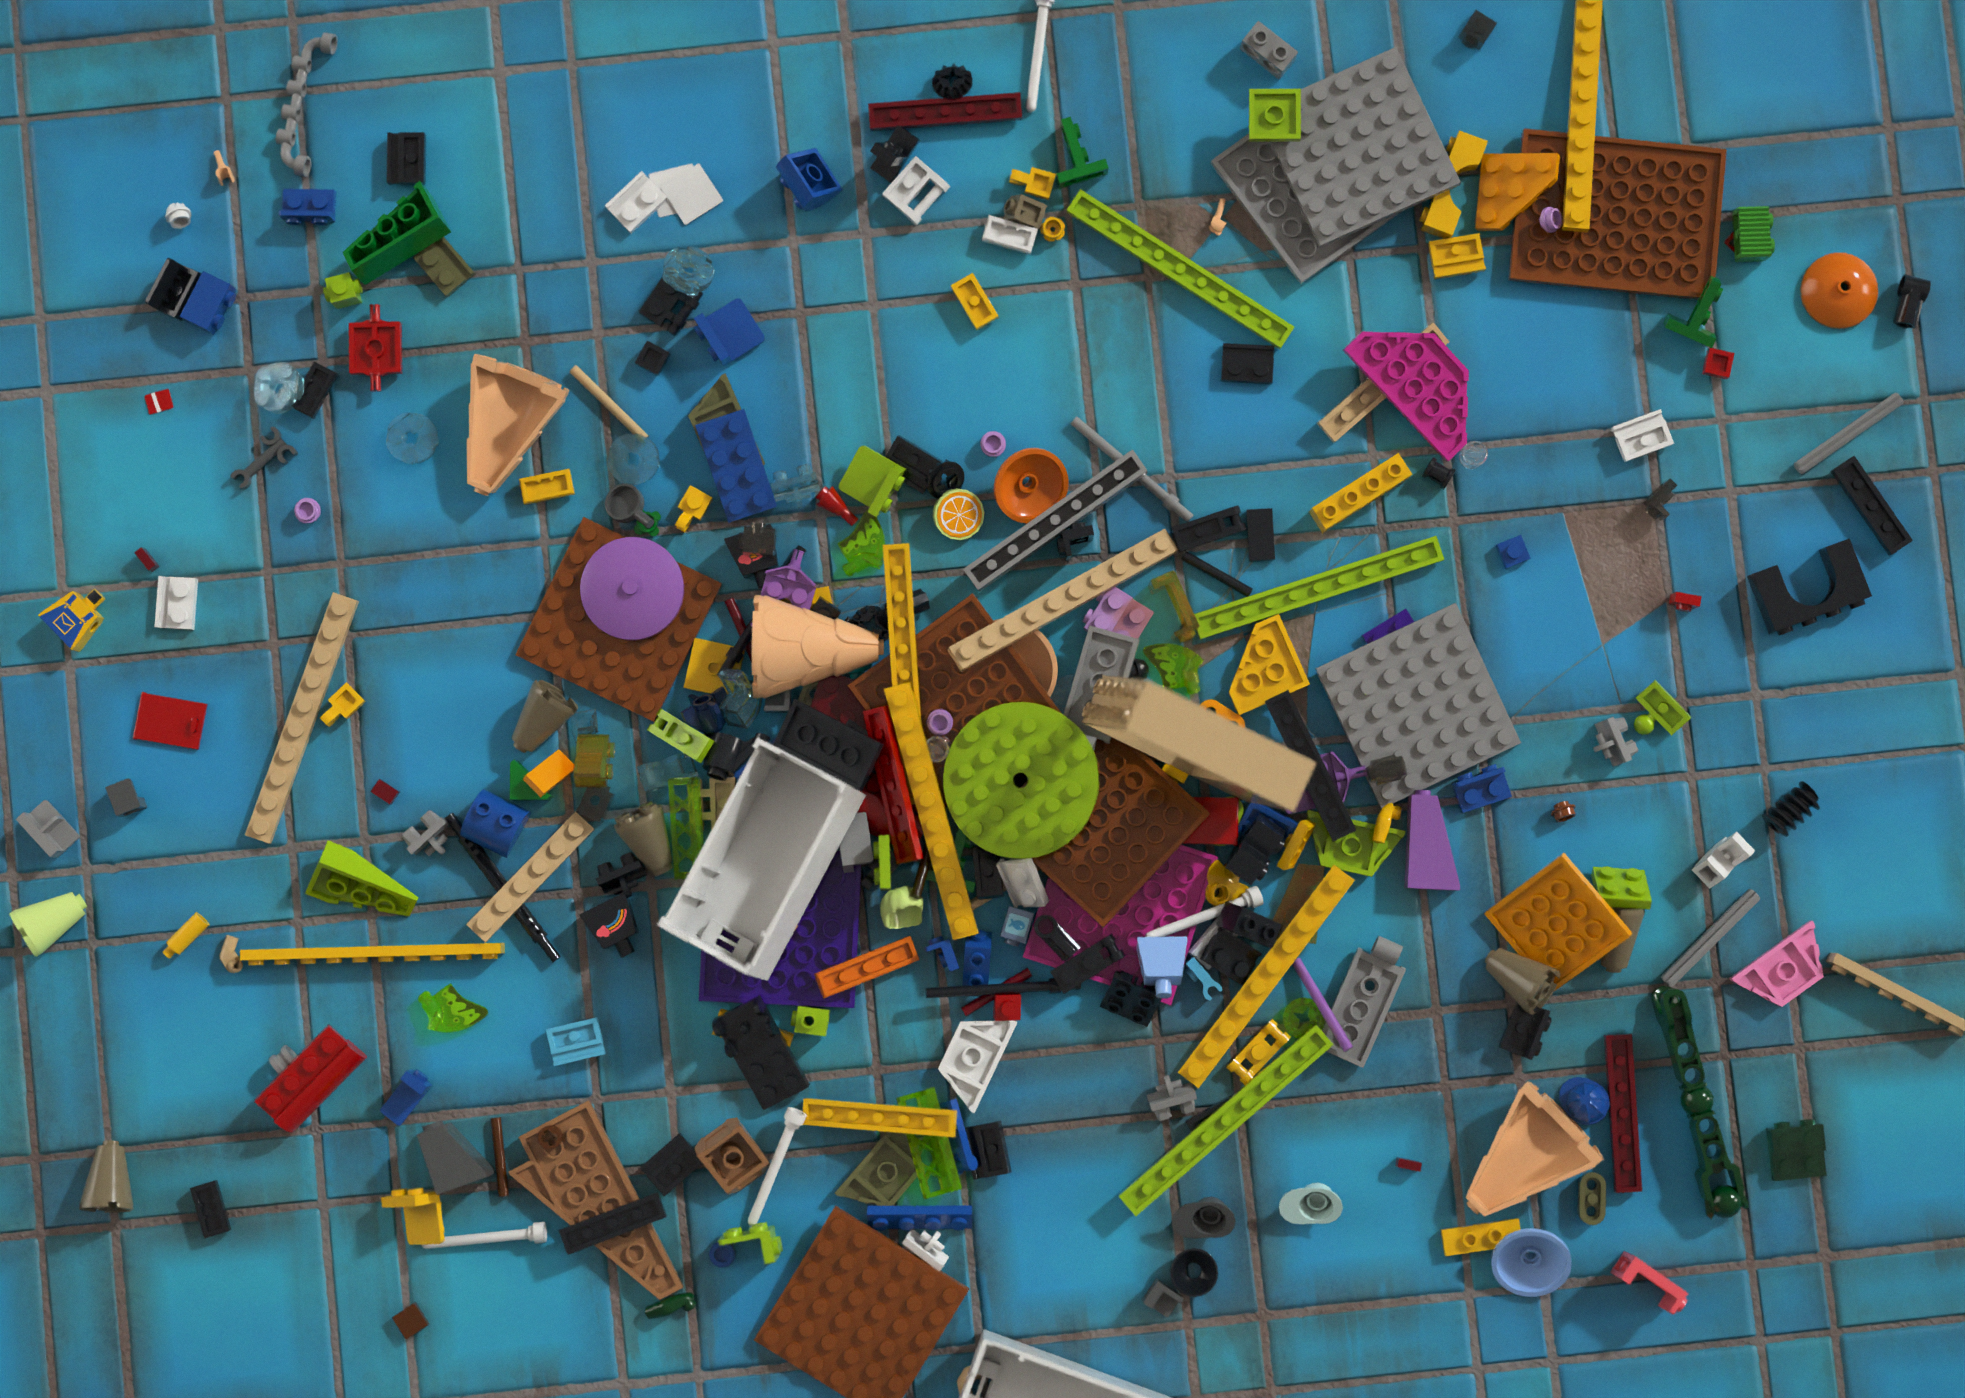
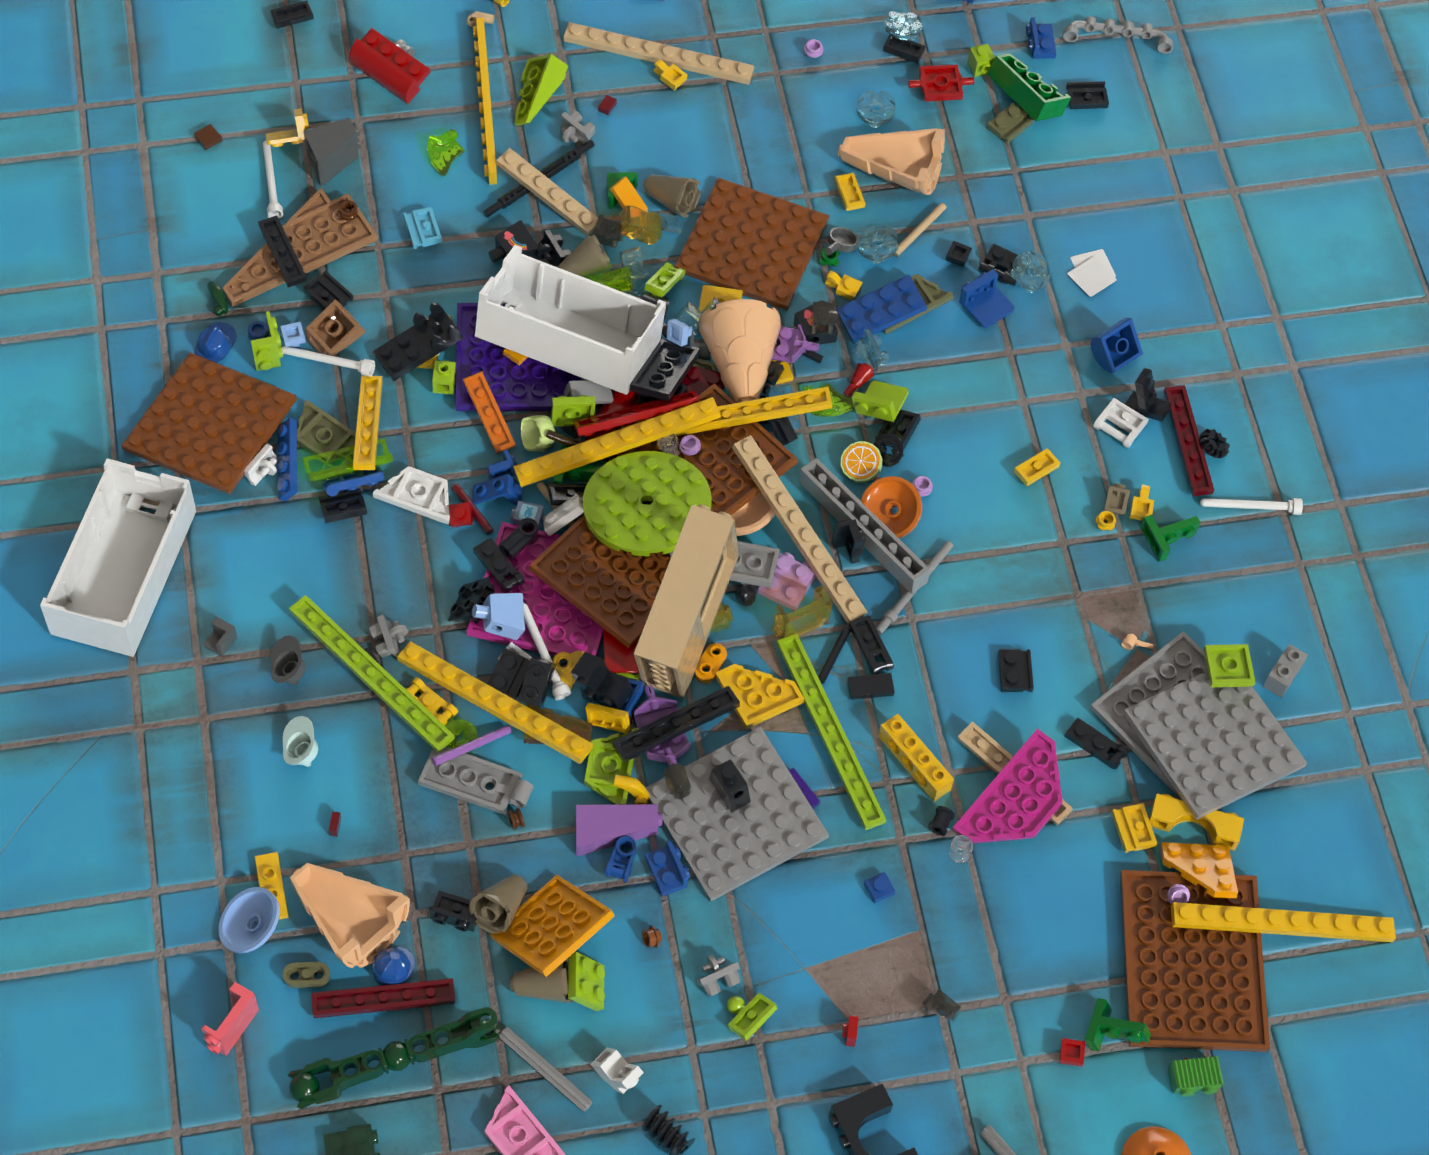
camera: 80 degrees right, 25 degrees down
(277, 447) = (855, 30): dark grey bar -> none
(406, 1096) = (375, 125): blue bracket -> none
(494, 823) = (589, 166): blue brick -> none
(499, 1156) = (333, 186): reddish brown bar -> none
(632, 588) = (776, 244): medium lavender dish -> none
(636, 202) = (1078, 240): white plate -> none
(705, 712) = (682, 294): dark blue brick -> none
(734, 1307) = (215, 341): none -> blue piece
(737, 1210) = (293, 334): none -> light blue tile
(772, 725) = (678, 332): none -> light blue tile
(990, 989) = (474, 498): black bar -> none
(1009, 234) = (1095, 490): white plate -> none
(1176, 665) = (753, 627): clear neon green arm -> none
(1180, 269) = (1086, 616): lime plate -> none
(1194, 1286) = (240, 649): black piece -> none
(1197, 972) = (492, 654): medium azure plate -> none
(1345, 284) = (1096, 743): none -> black plate
(1397, 711) = (728, 782): none -> black torso
(1413, 957) = (516, 818): none -> reddish brown bush
(1475, 840) = (621, 863): none -> blue piece
(1477, 30) = (1335, 837): clear smoke bracket -> none
(1642, 435) = (997, 989): white plate -> none

